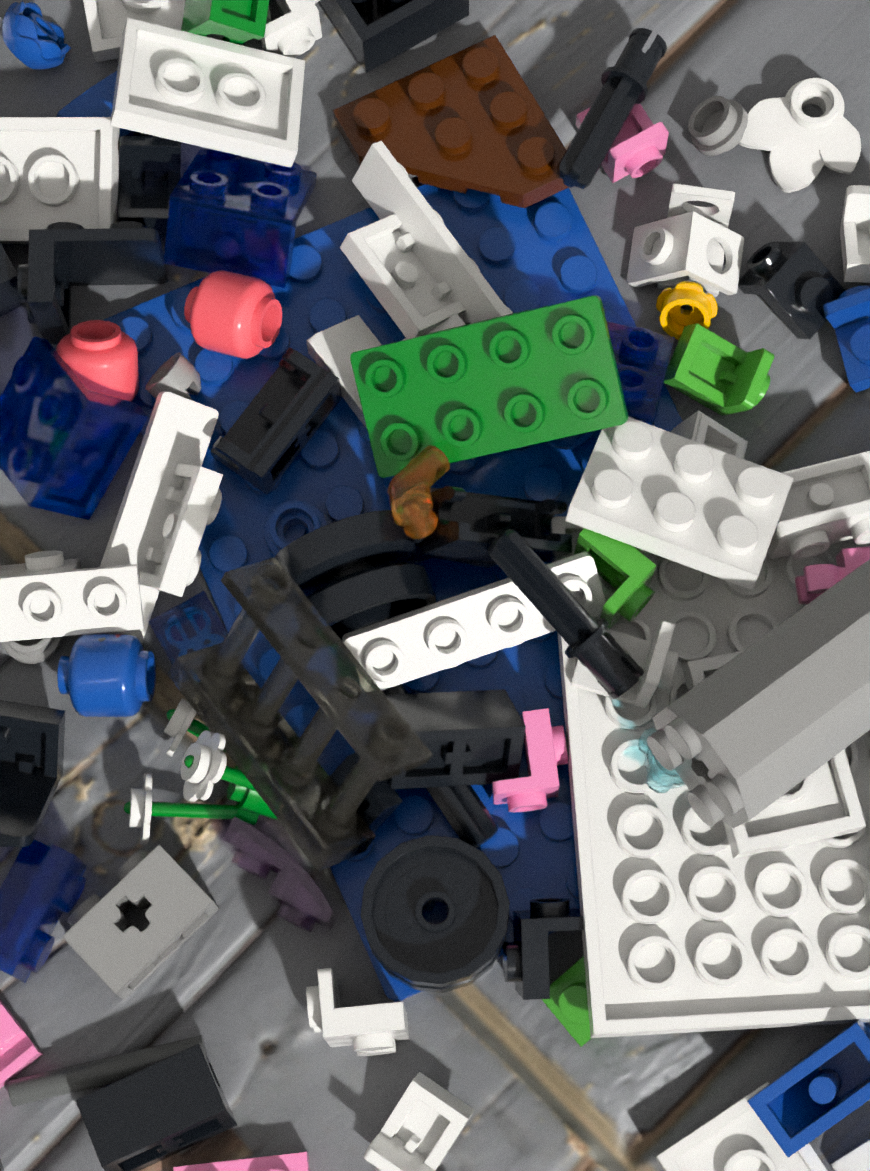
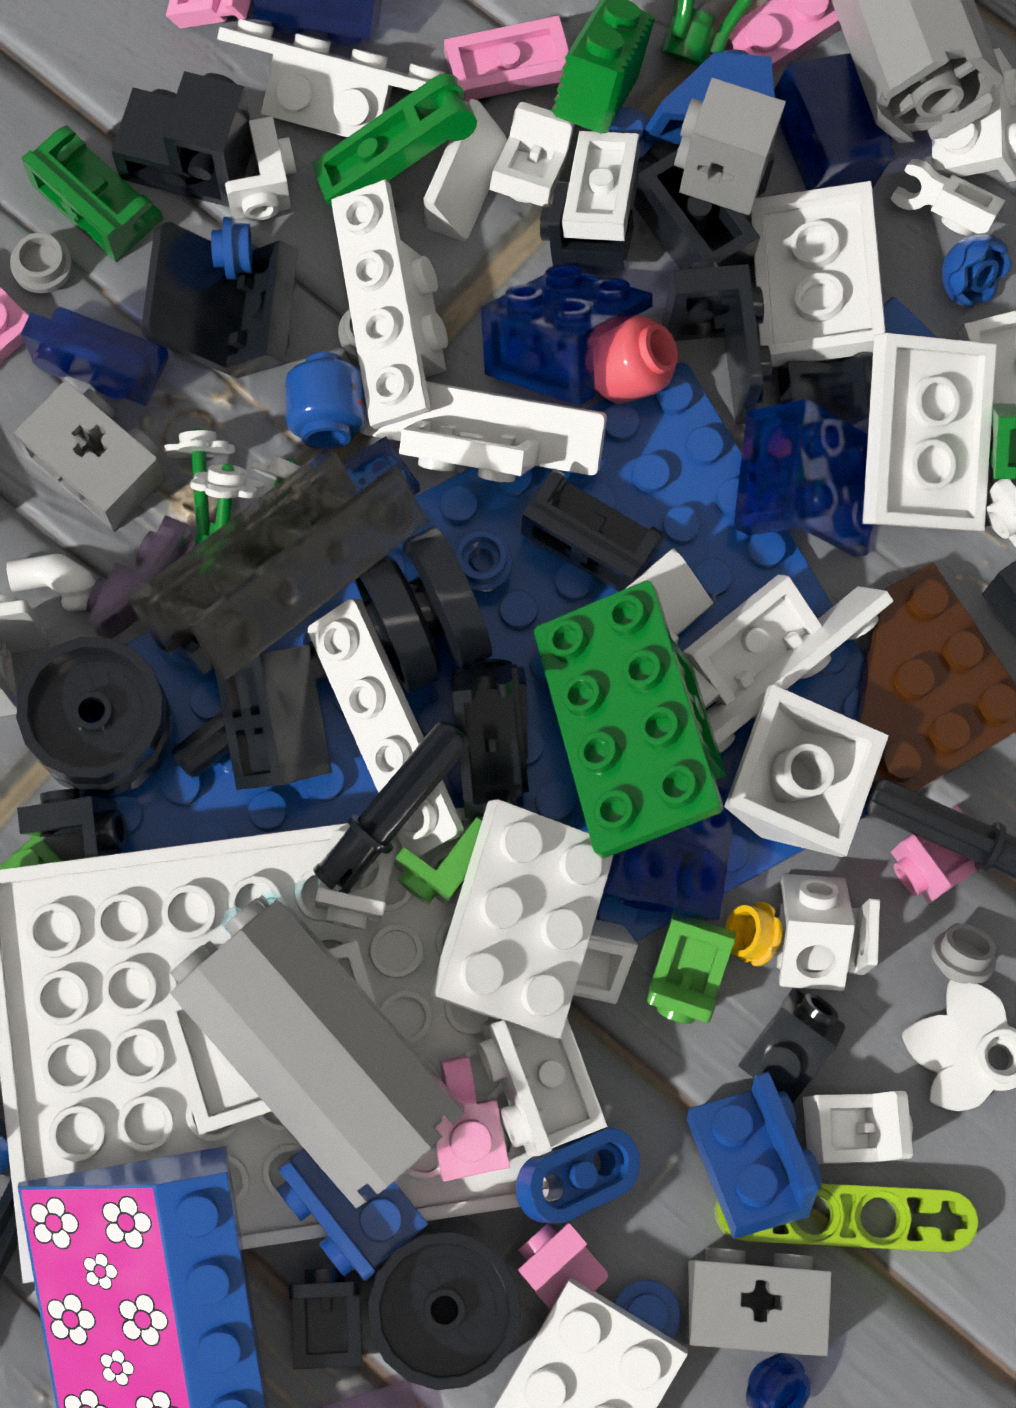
camera: 75 degrees right, 0 degrees up
(175, 376) = (627, 431): light grey hinge -> none
(233, 314) = (696, 478): coral head -> none
(264, 962) = (56, 572): none -> white arm
(411, 493) = (503, 647): clear orange arm -> none
(544, 752) = (256, 812): bright pink bracket -> none
(546, 234) = (805, 774): none -> white slope

